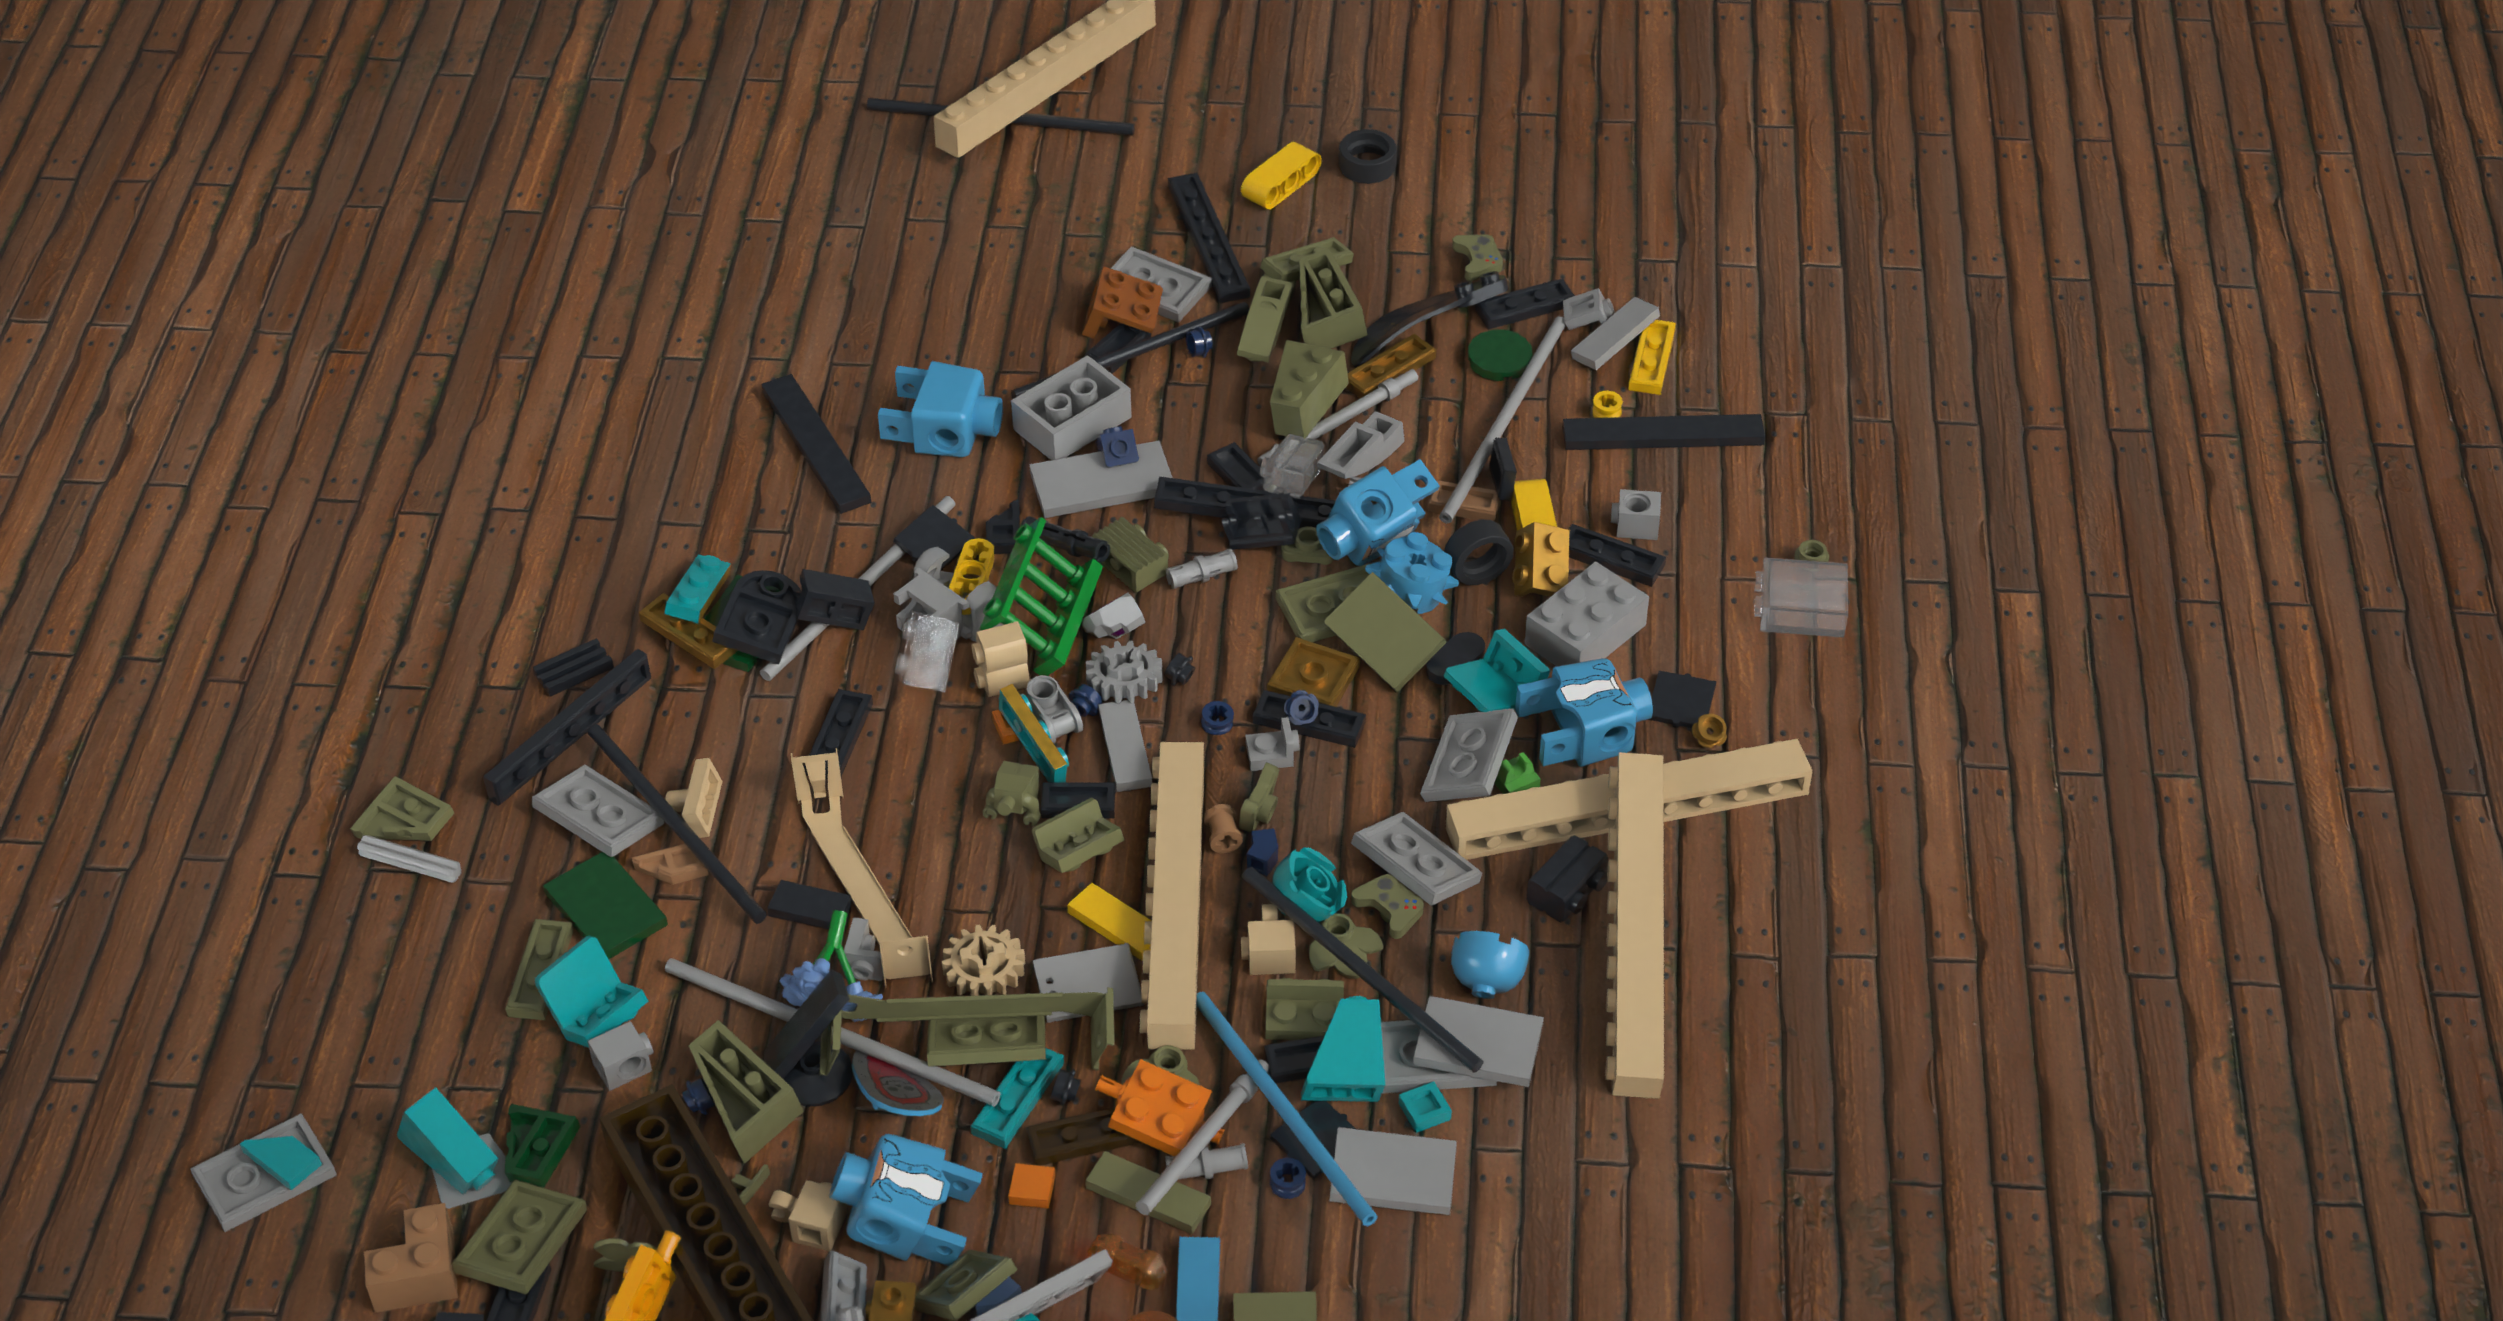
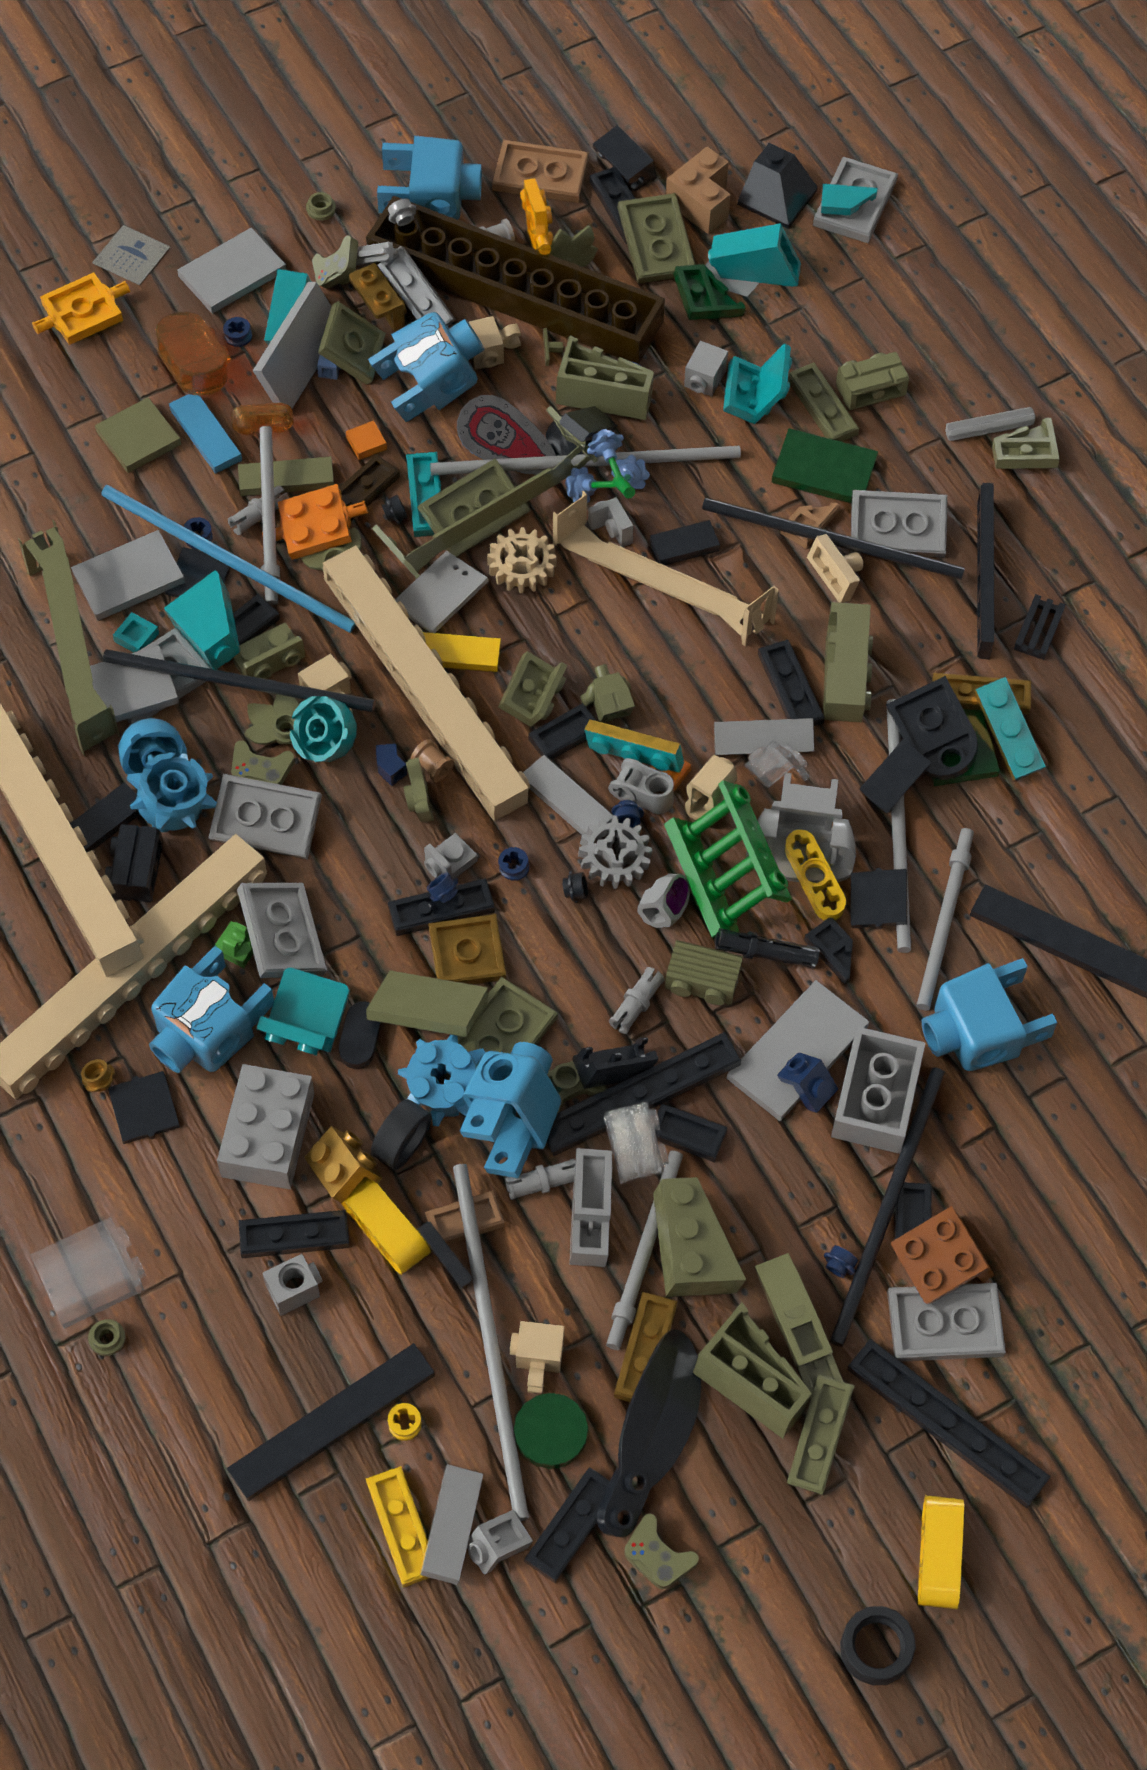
camera: 145 degrees right, 15 degrees up
(334, 1229) = (777, 186): none -> black slope
(473, 952) = (872, 380): none -> olive brick
(778, 707) = (846, 662): none -> olive wedge
(842, 532) = (959, 863): none -> light grey bar
(907, 698) = (747, 736): none -> light grey tile
(1473, 391) = (539, 1350): none -> tan brick
(1496, 902) = (171, 791): none -> dark azure brick
(1534, 1012) = (89, 712): none -> olive piece
(1568, 943) = (107, 816): none -> black tile

